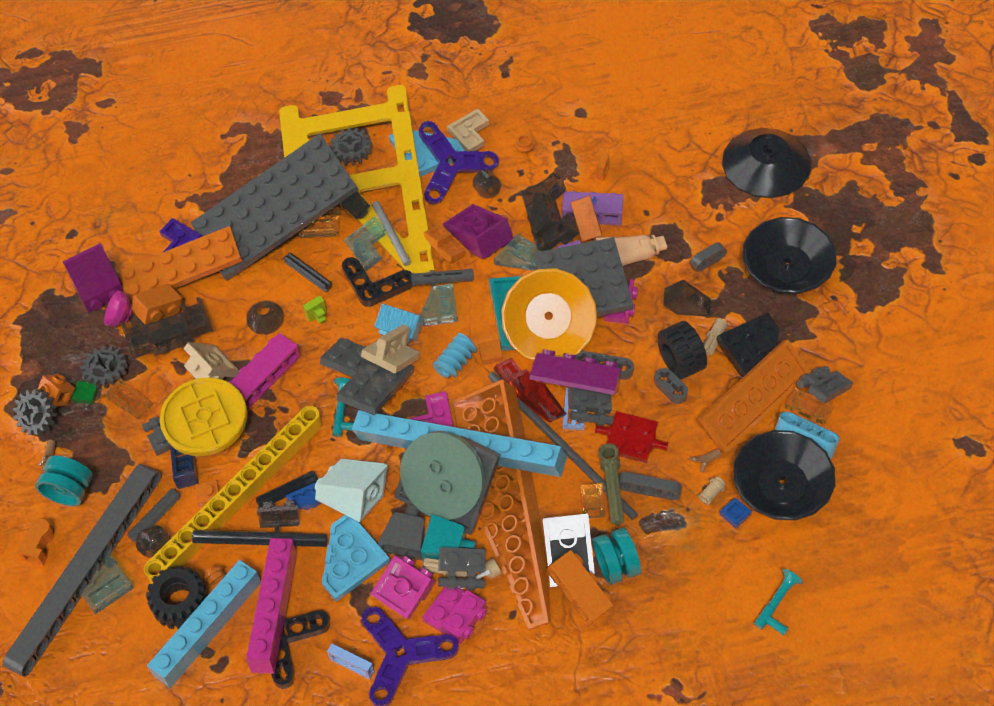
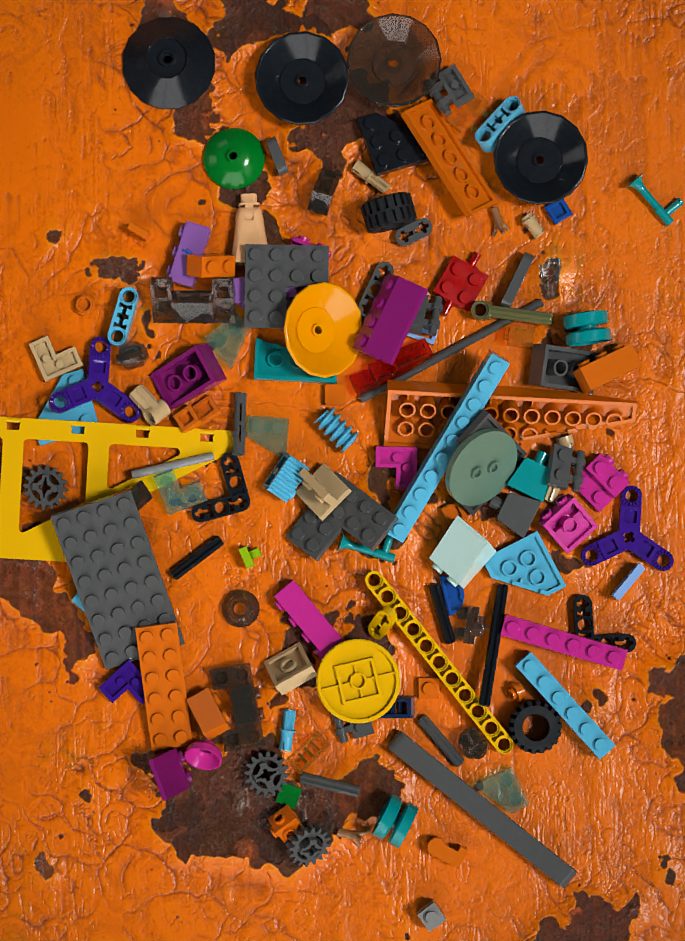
camera: 80 degrees left, 30 degrees up
(98, 425) = (329, 784): none -> dark grey axle
(149, 377) = (287, 730): none -> medium azure axle
(267, 431) = (385, 625): none -> yellow beam
(442, 207) = (153, 409): none -> tan piece
(521, 170) = (120, 311): none -> medium azure beam
(694, 235) = (238, 172): none -> green dish
(836, 311) = (396, 39): none -> clear smoke dish

